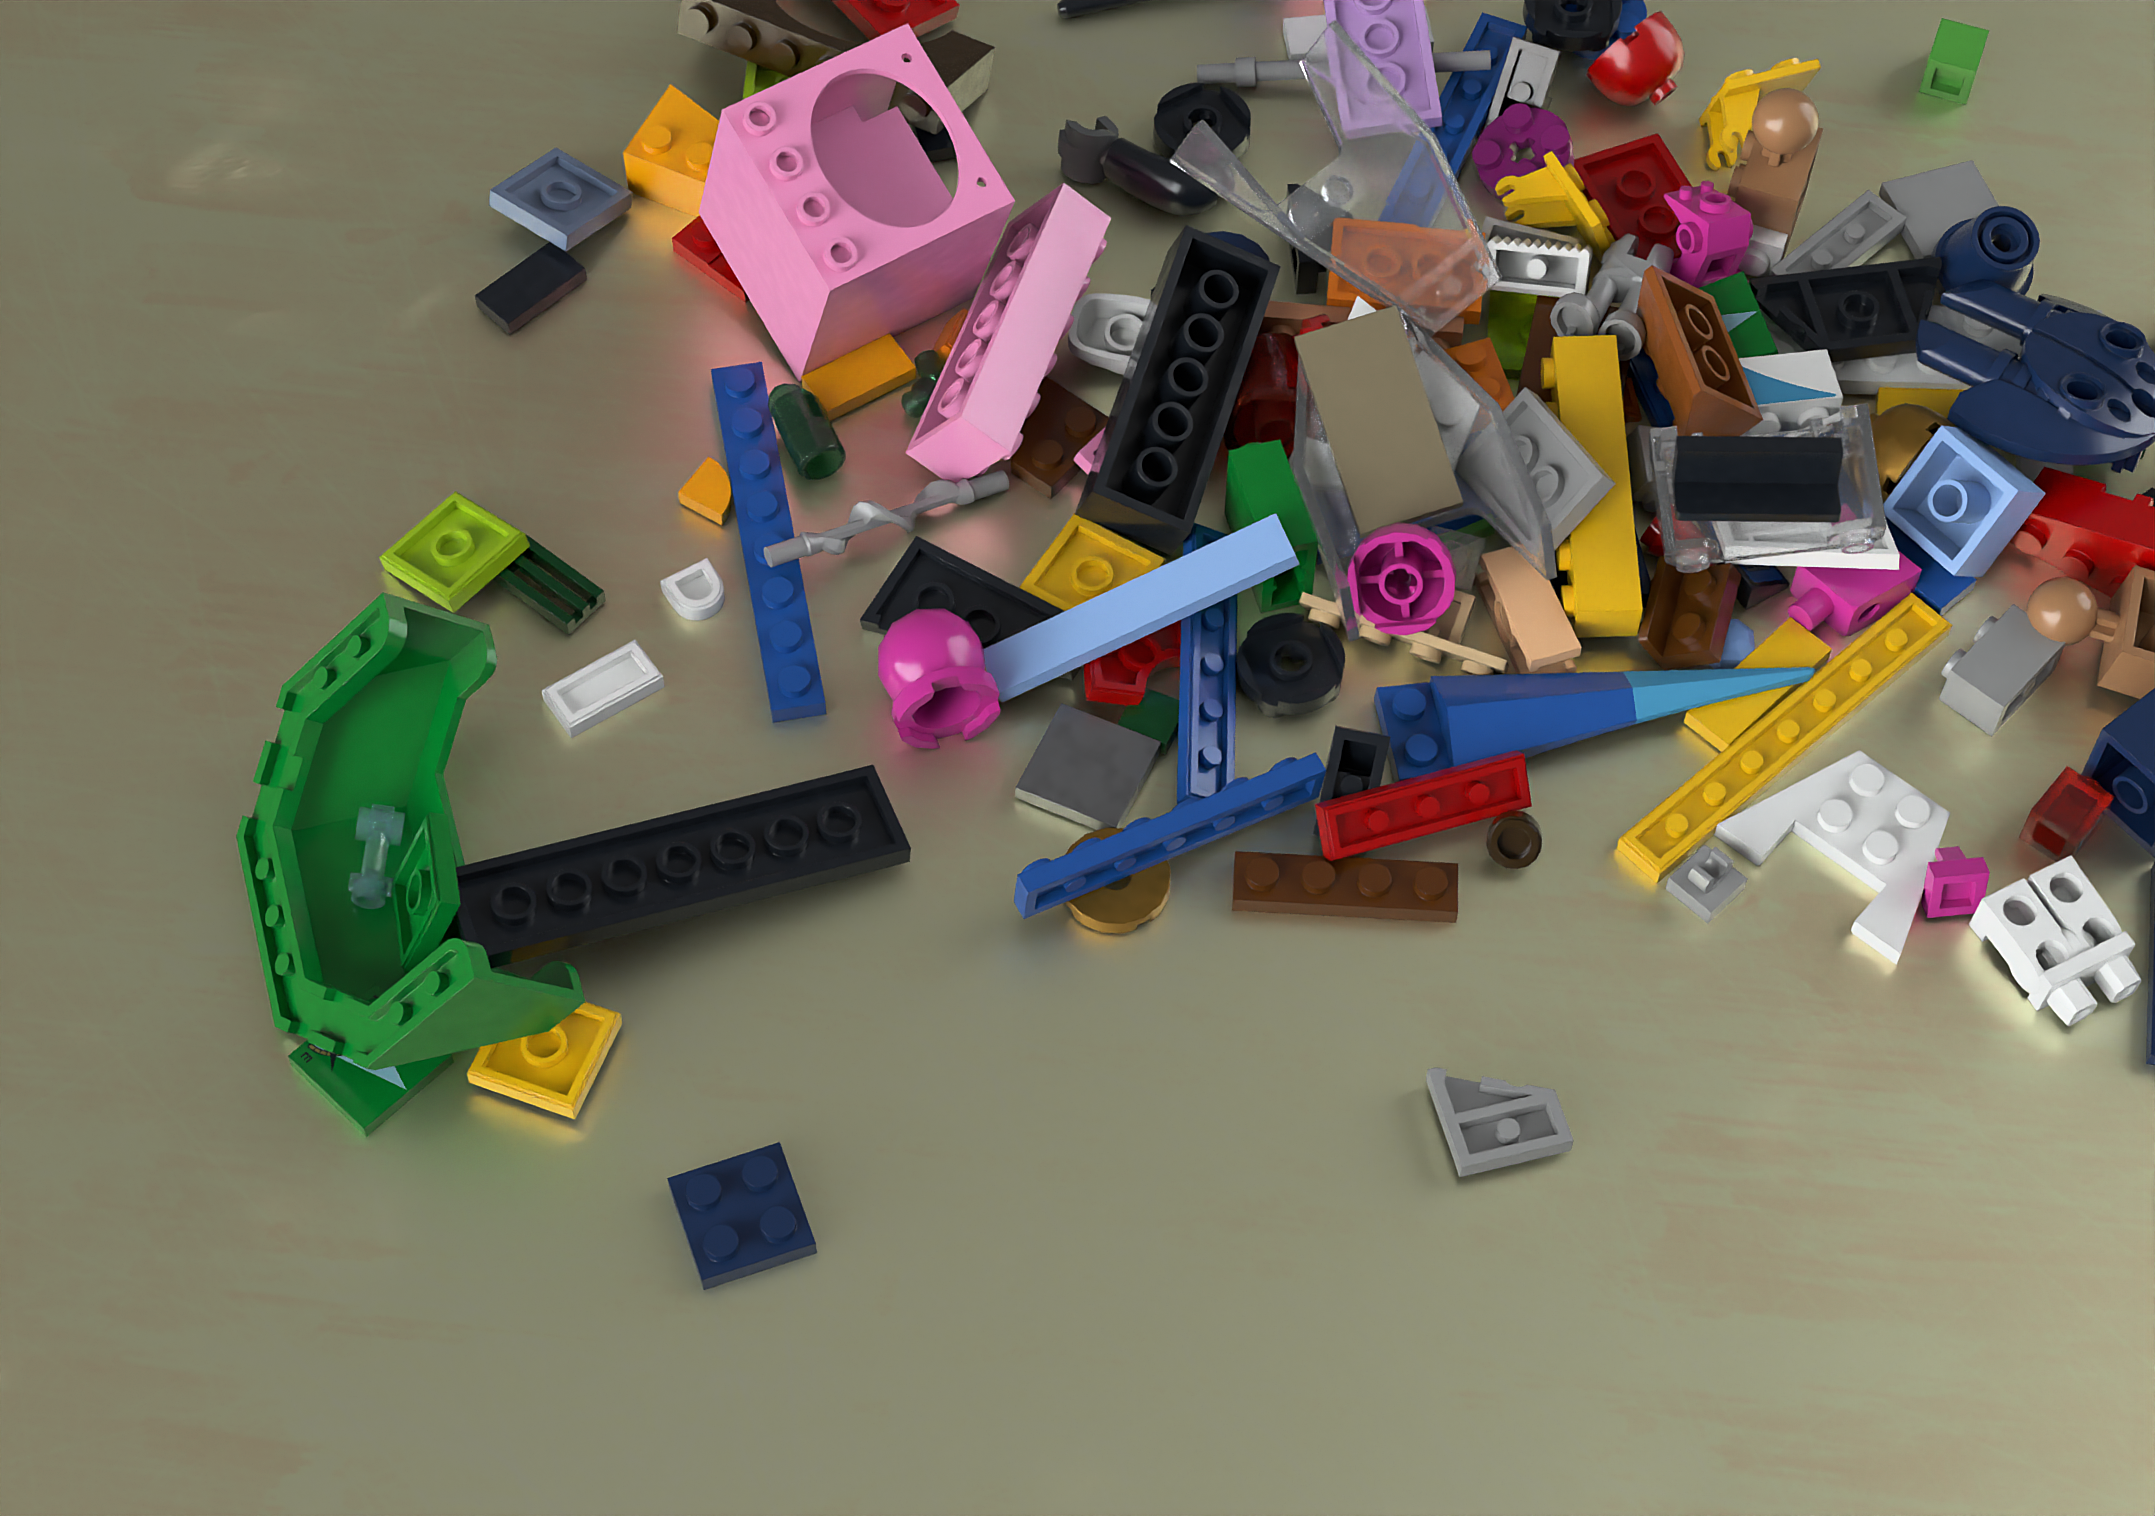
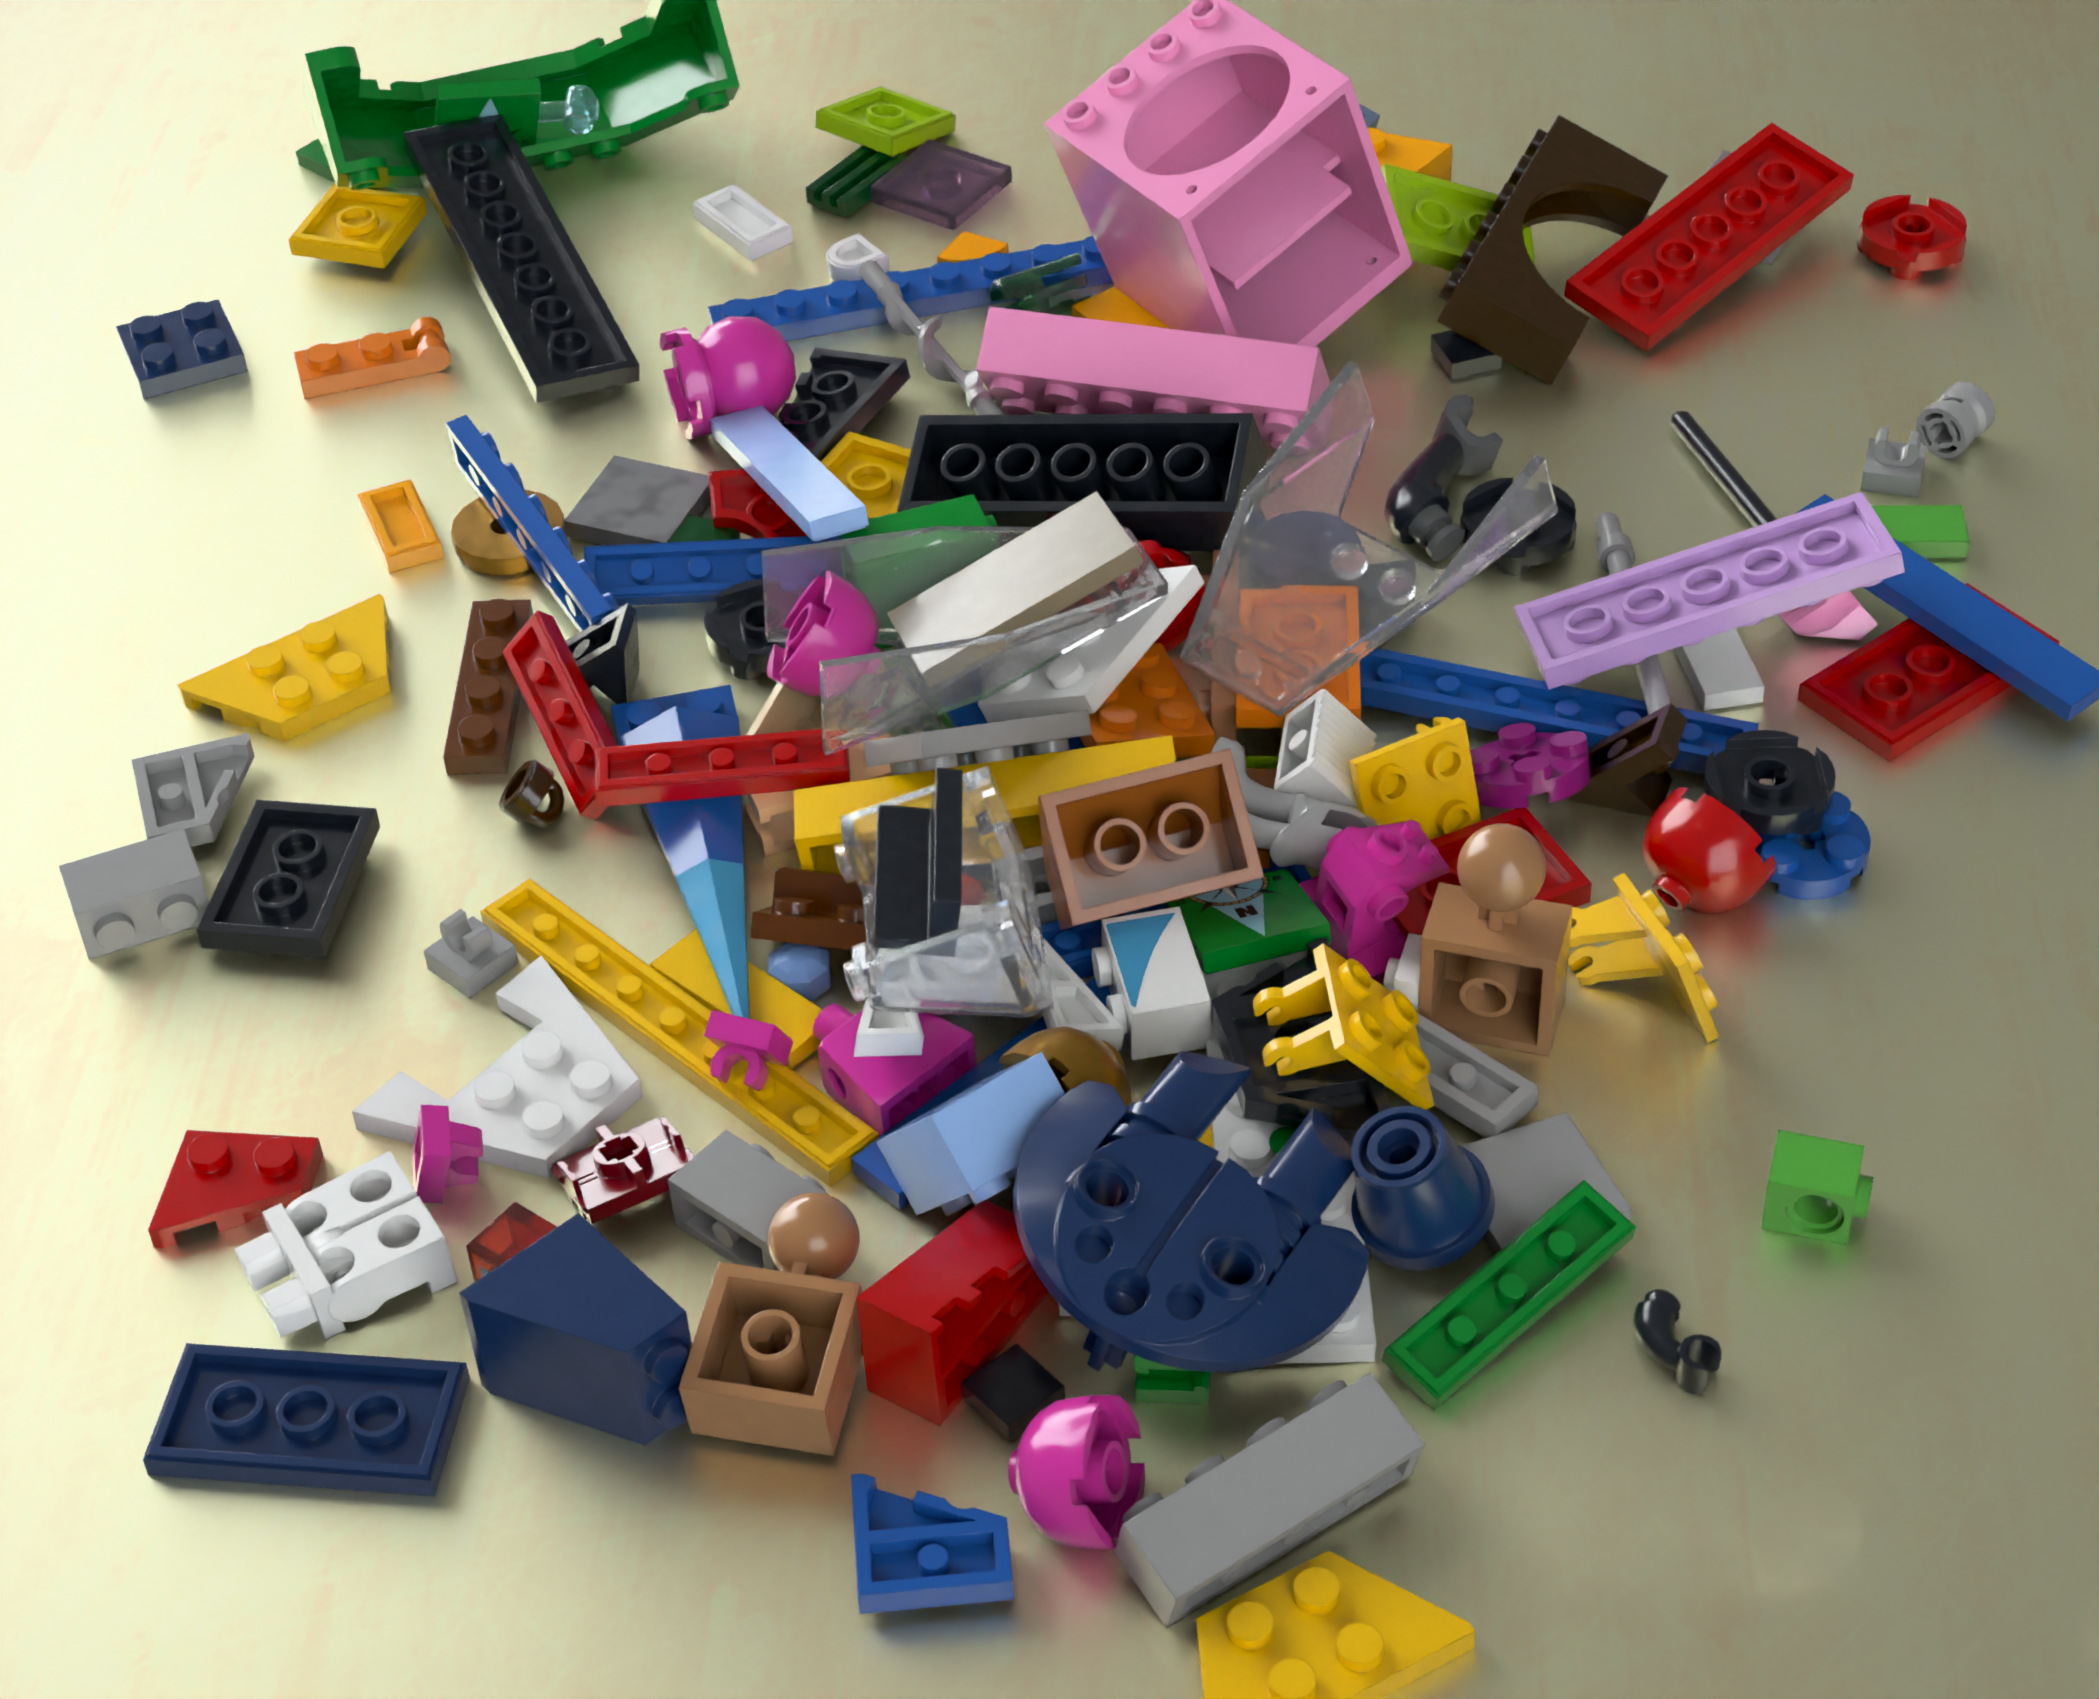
camera: 90 degrees right, 15 degrees down
(576, 510) = (941, 184): none -> clear purple tile
(799, 1025) = (373, 359): none -> orange plate
(1090, 978) = (400, 526): none -> light orange tile
(1315, 1042) = (302, 676): none -> yellow wing
(1537, 669) = (716, 768): none -> red tile
(1616, 1024) = (289, 878): none -> black plate
(1643, 1144) = (135, 893): none -> light grey brick
(1841, 252) = (1367, 1026): none -> yellow plate
(1849, 658) = (749, 1041): none -> dark pink tile
(1964, 728) = (622, 1168): none -> piece
(1971, 1045) = (232, 1180): none -> red wing
(2061, 237) = (1508, 1294): none -> green tile
(2077, 165) = (1691, 1358): none -> black arm

